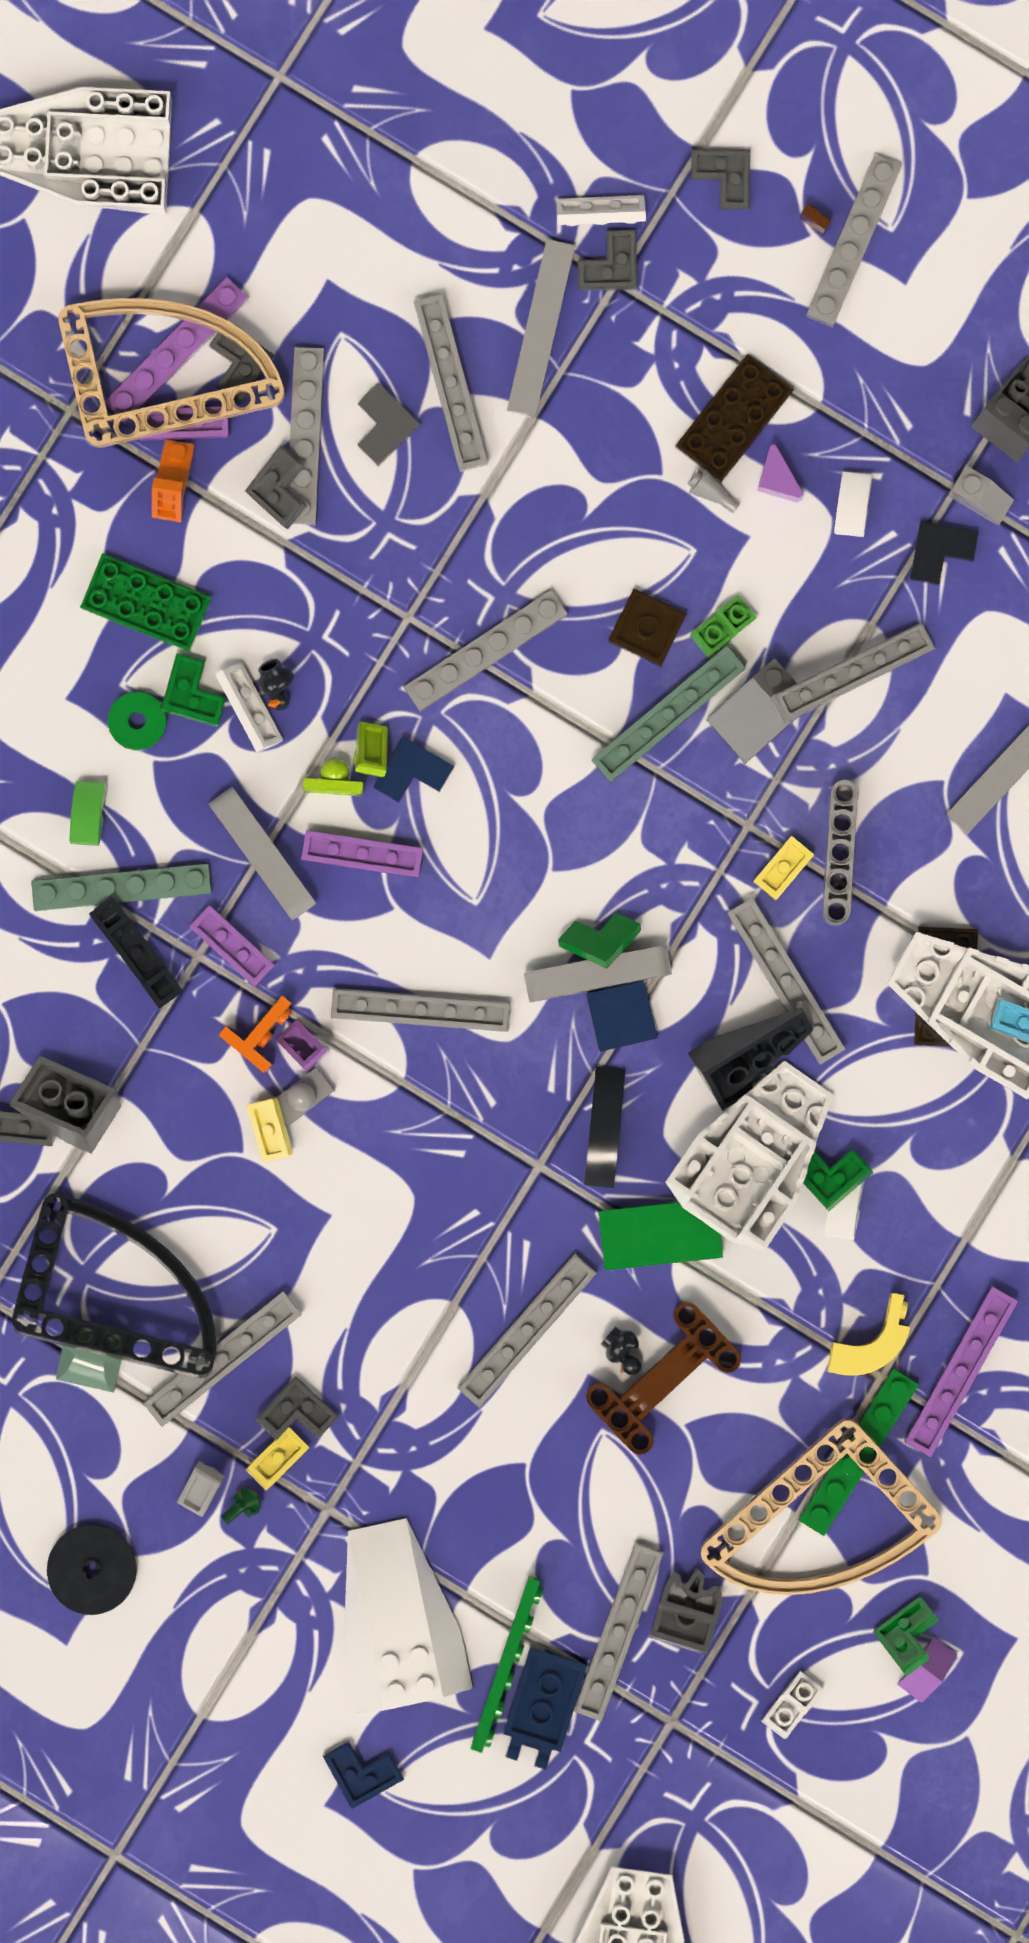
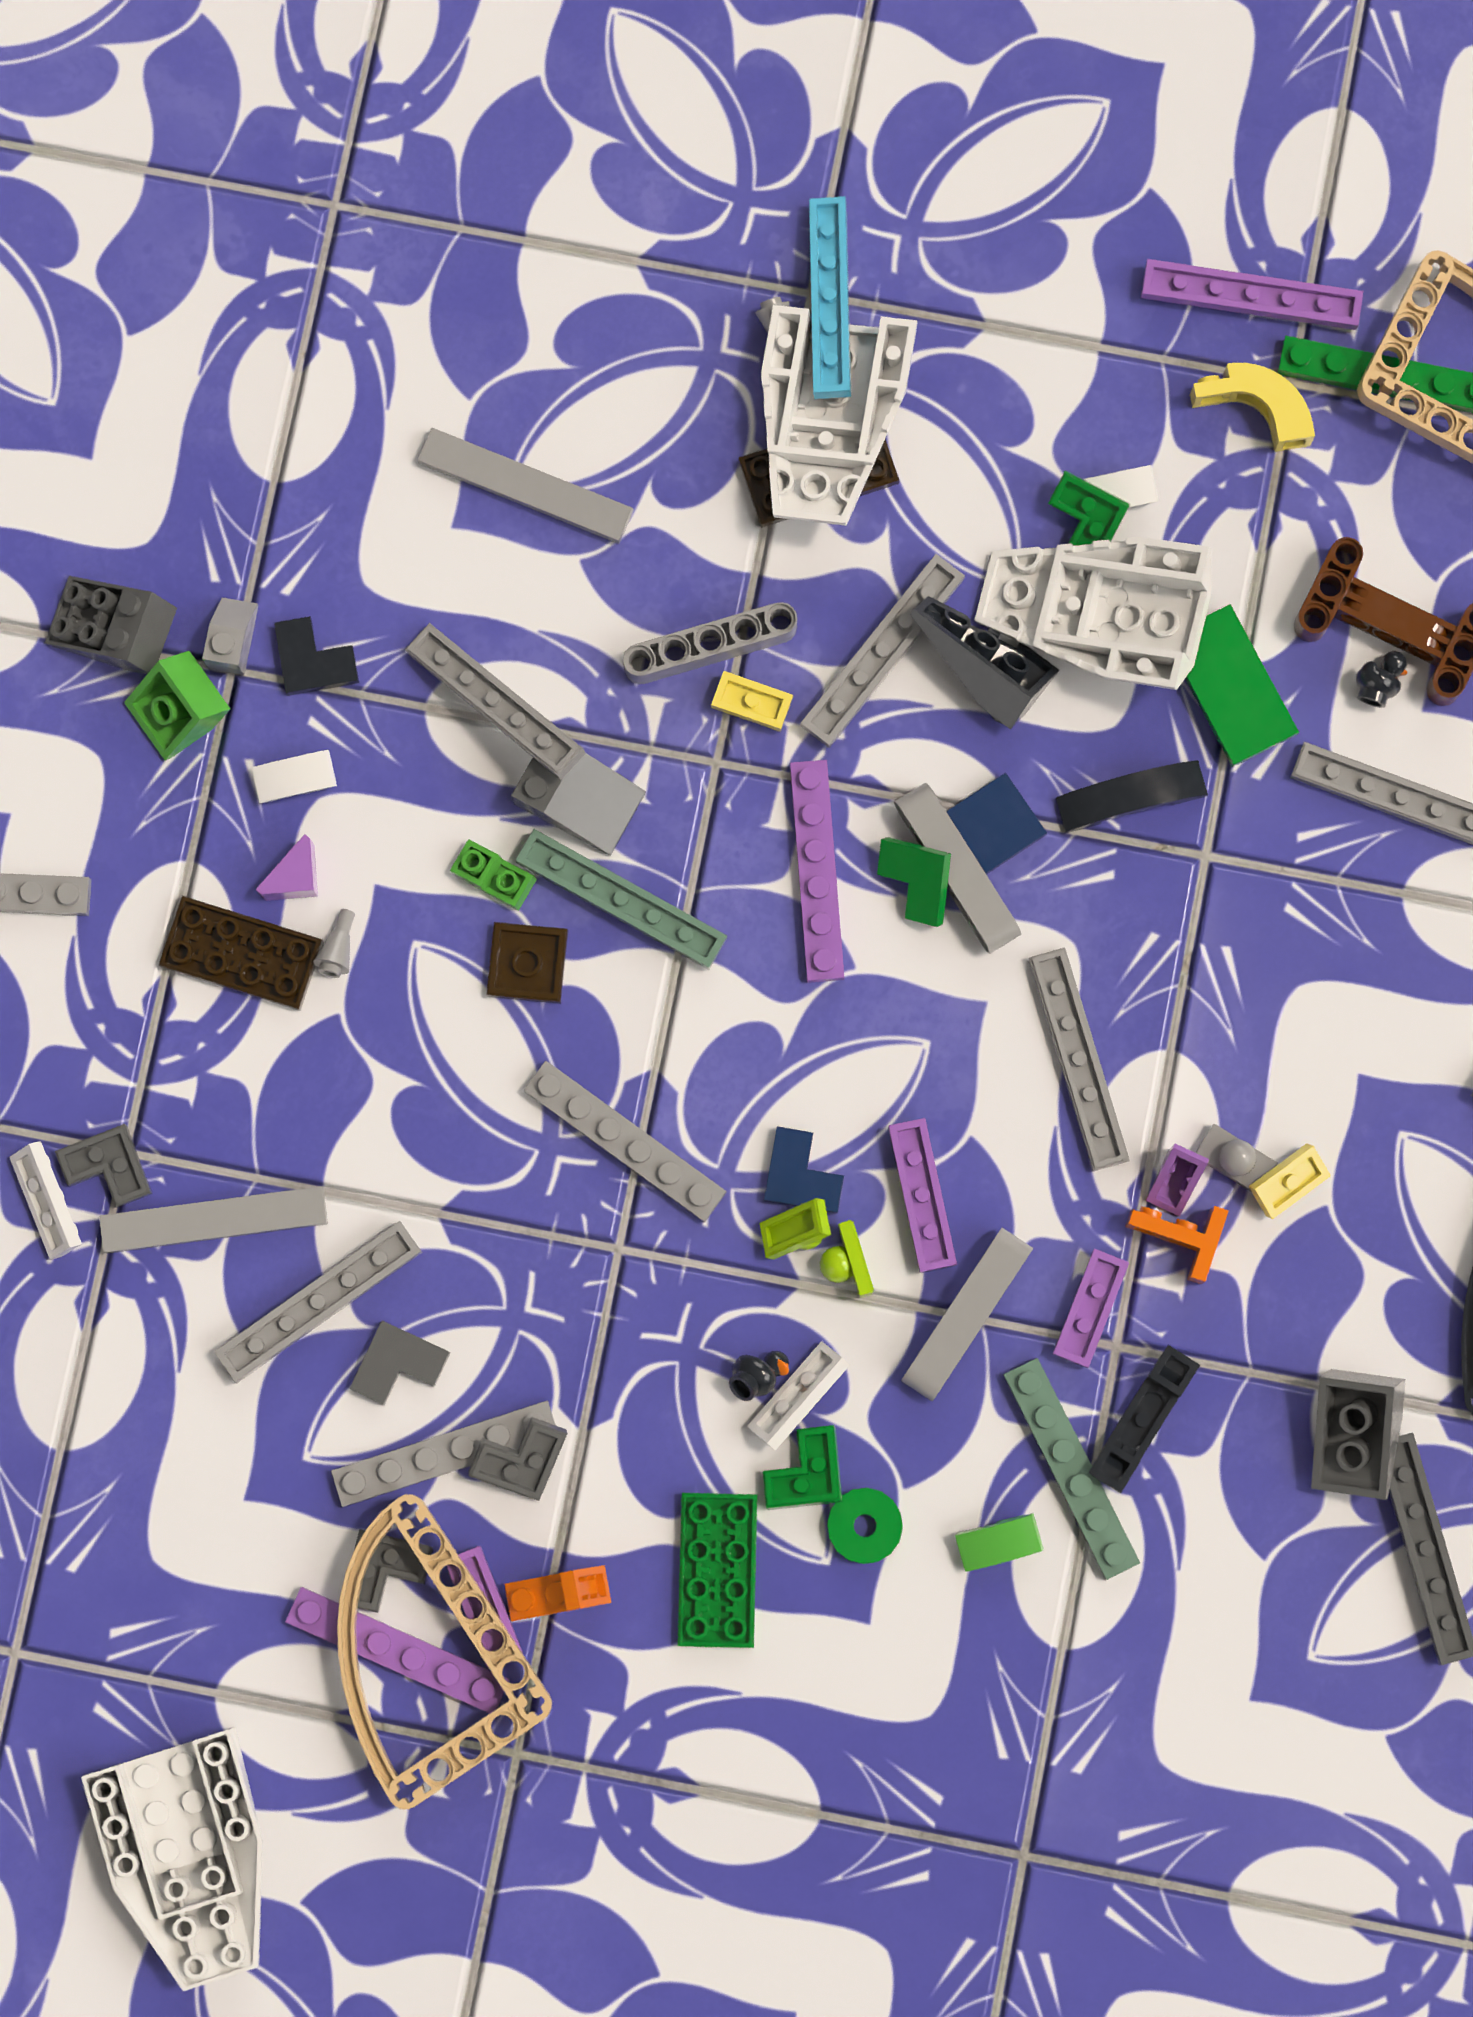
camera: 105 degrees left, 5 degrees down
(636, 869) = (817, 871): none -> medium lavender plate
(941, 436) = (176, 704): none -> bright green slope

